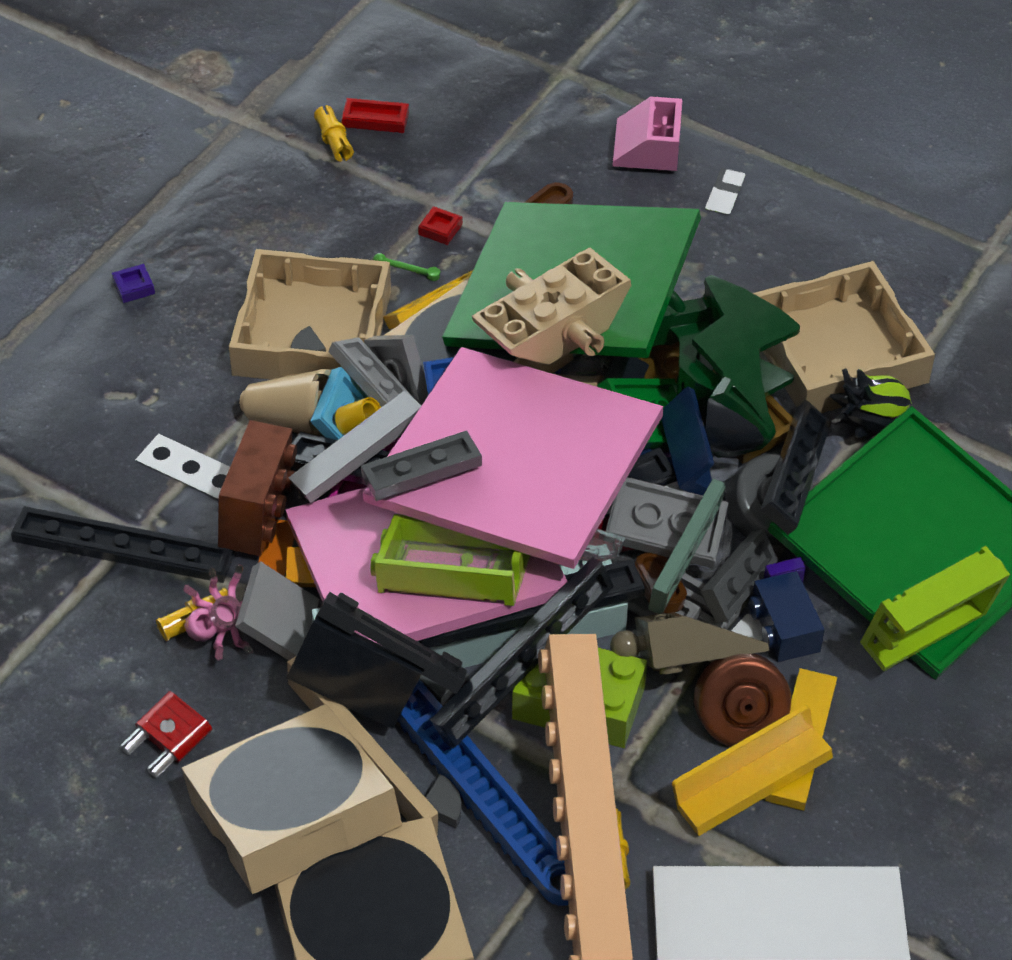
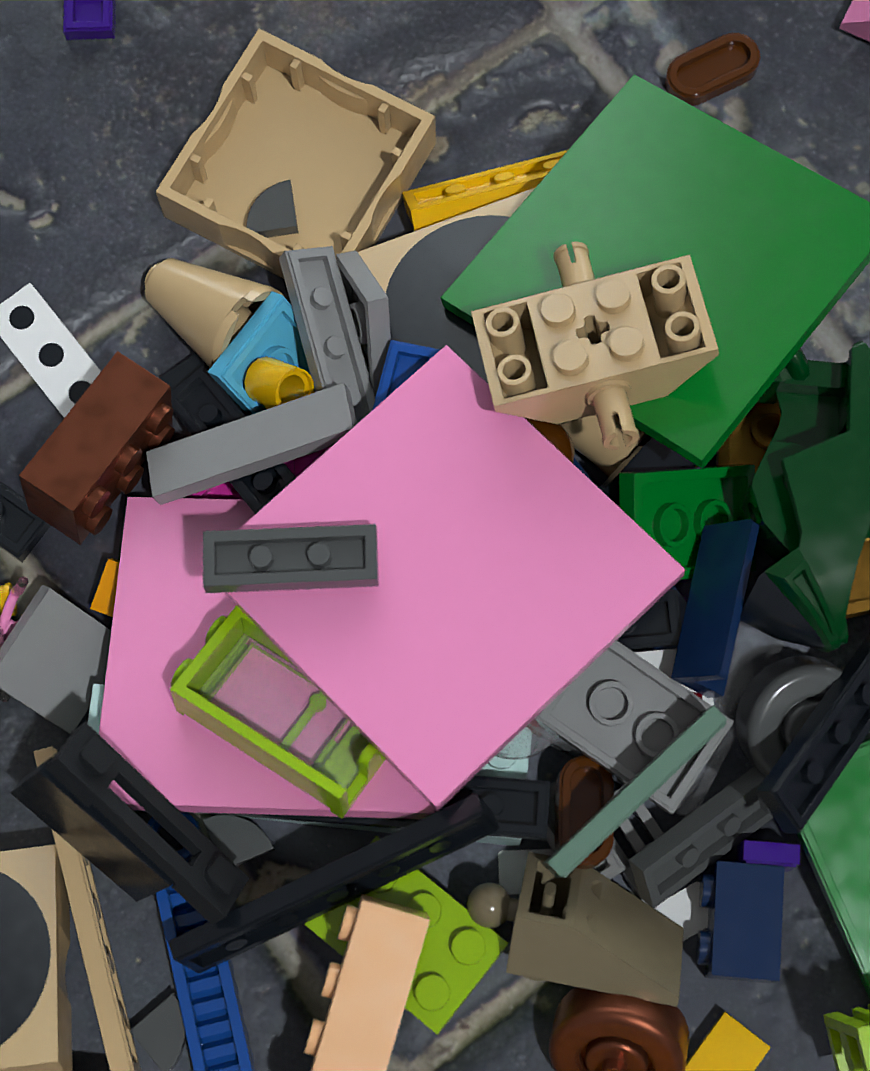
camera: 25 degrees right, 25 degrees up
(275, 553) = (97, 549): orange sticker -> none
(432, 273) = (503, 134): bright green hinge -> none
(440, 225) = (548, 53): red tile -> none

